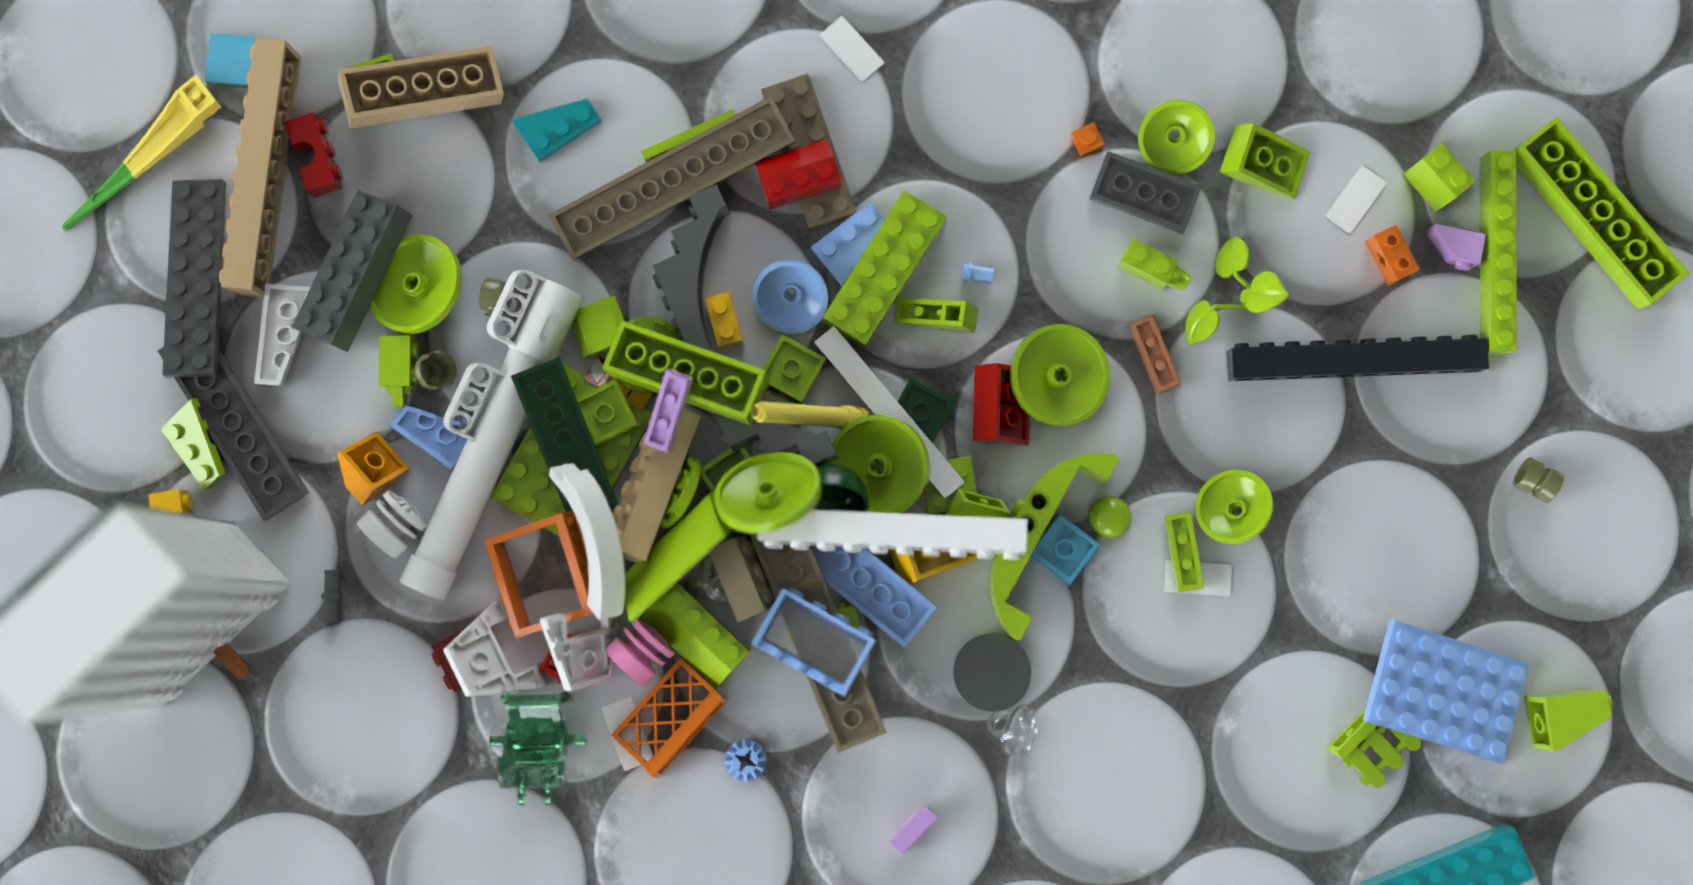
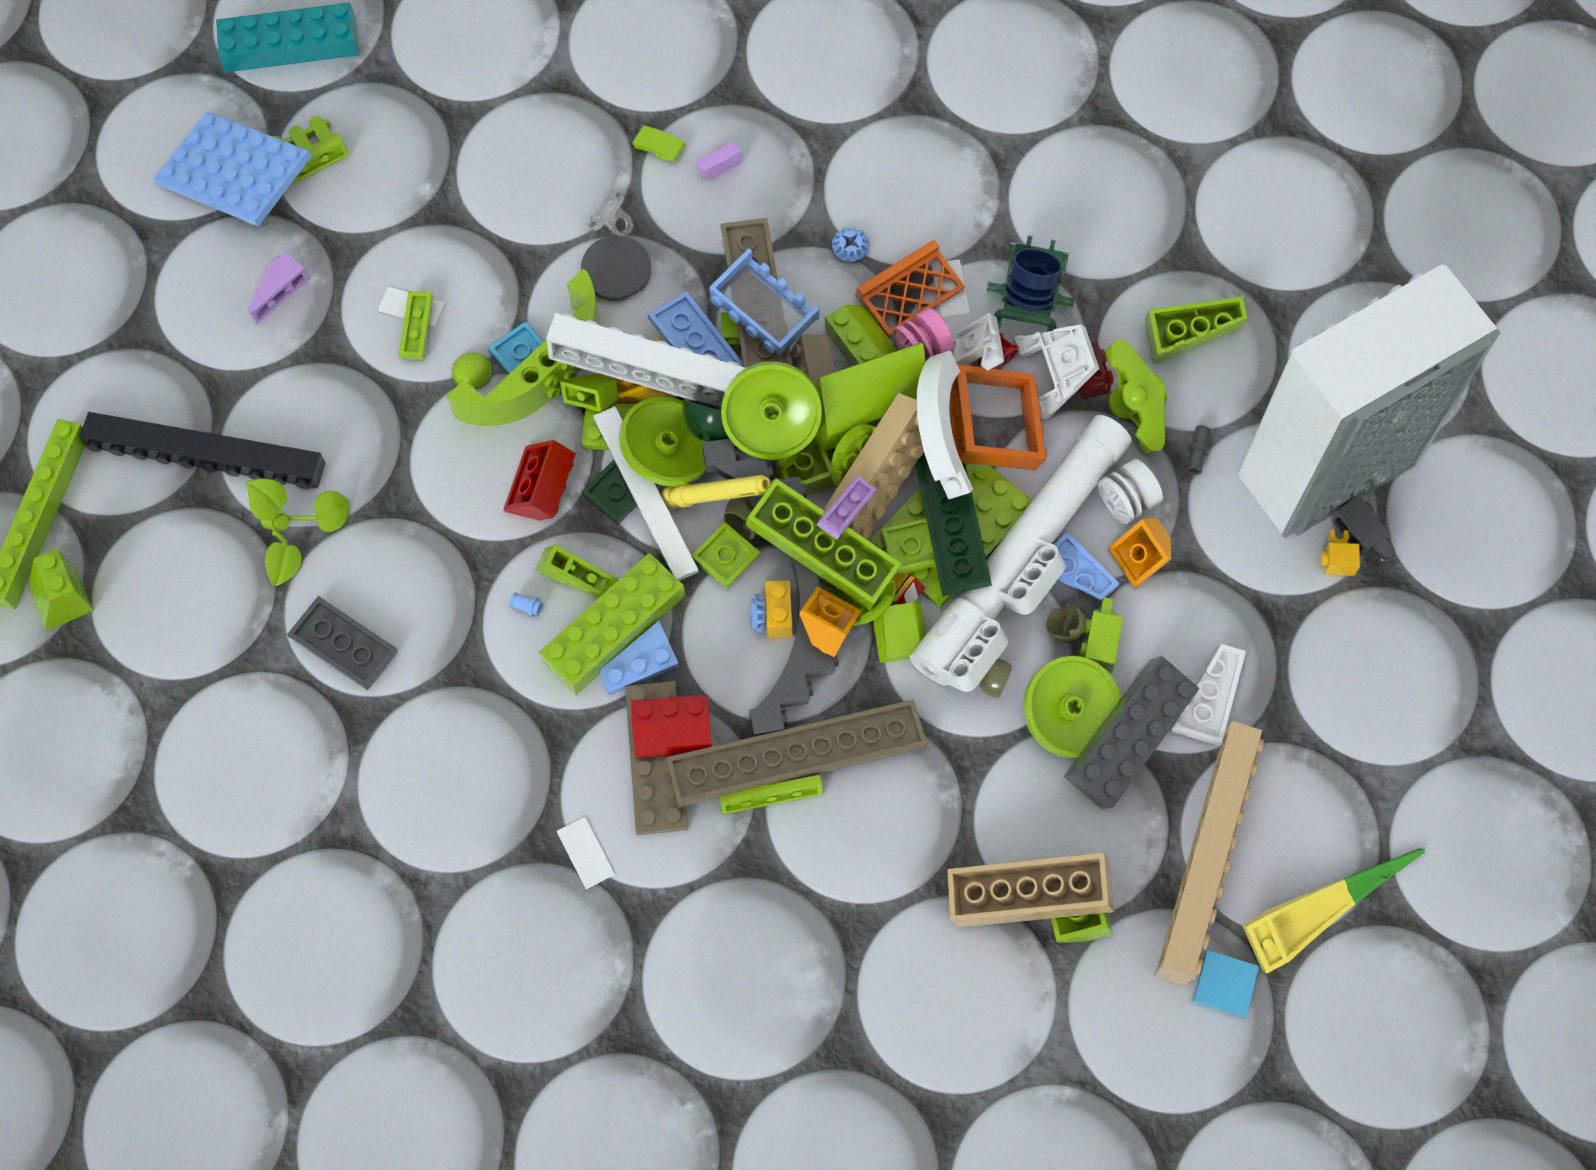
camera: 165 degrees left, 15 degrees down
(190, 440) = (1312, 608): wing -> none
(193, 278) = (1292, 765): dark grey plate -> none
(244, 440) = (1272, 624): dark grey plate -> none
(321, 174) = (1155, 884): red arch -> none
(364, 733) = (1190, 325): none -> lime wedge
(398, 637) = (1138, 396): none -> lime piece
(530, 738) = (1033, 279): none -> dark blue wheel
(556, 127) = (903, 837): teal wing -> none
(665, 303) = (828, 620): none -> light orange slope
(743, 309) = (757, 614): none -> light blue gear
(786, 311) = (709, 614): light blue dish -> none
(986, 838) = (661, 143): none -> lime slope
(1059, 375) = (477, 491): lime dish -> none
(1087, 139) = (380, 707): orange plate -> none
(1153, 266) = (359, 571): lime hinge -> none
(1154, 354) = (384, 498): nougat tile -> none
(1188, 148) = (295, 681): lime dish -> none
(1225, 495) = (375, 342): lime dish -> none
(1264, 160) = (219, 646): lime slope -> none
(1346, 569) = (278, 283): none -> lavender slope
(1355, 199) = (146, 597): white sticker -> none
(1392, 255) = (134, 532): orange brick -> none
(1457, 245) = (69, 528): lavender slope -> none
(1541, 481) = (83, 316): olive wheel -> none
(1565, 716) = (140, 129): lime slope -> none

